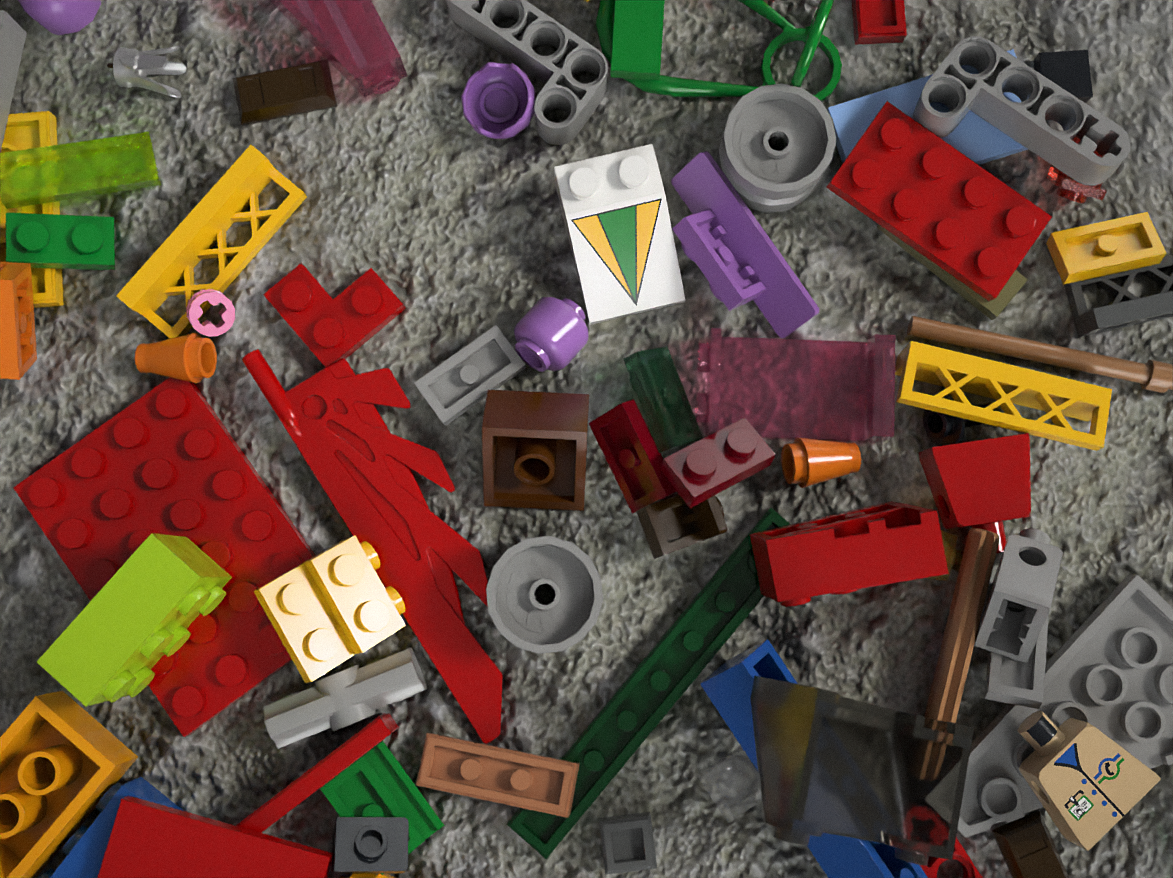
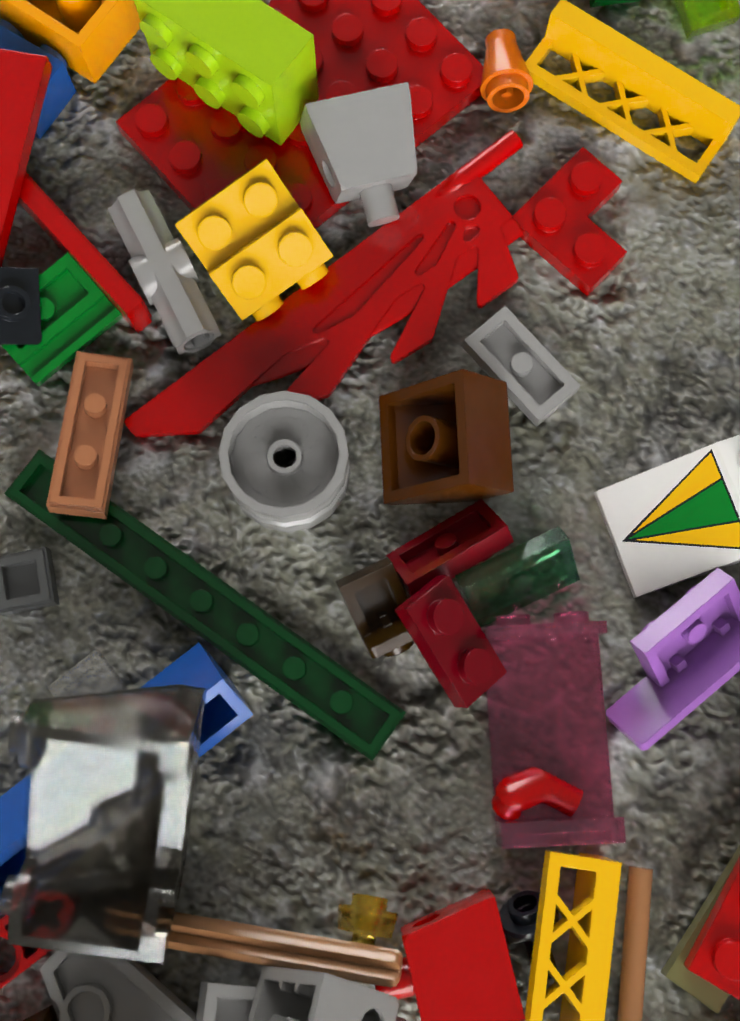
camera: 85 degrees right, 5 degrees down
(214, 297) = (572, 95): bright pink bush -> none
(251, 496) = (364, 147): none -> light grey torso
(551, 334) = (577, 446): medium lavender head -> none
(816, 461) = (466, 765): orange cone -> none
(843, 408) = (531, 788): none -> red arm
(849, 552) = (360, 802): red wedge -> none

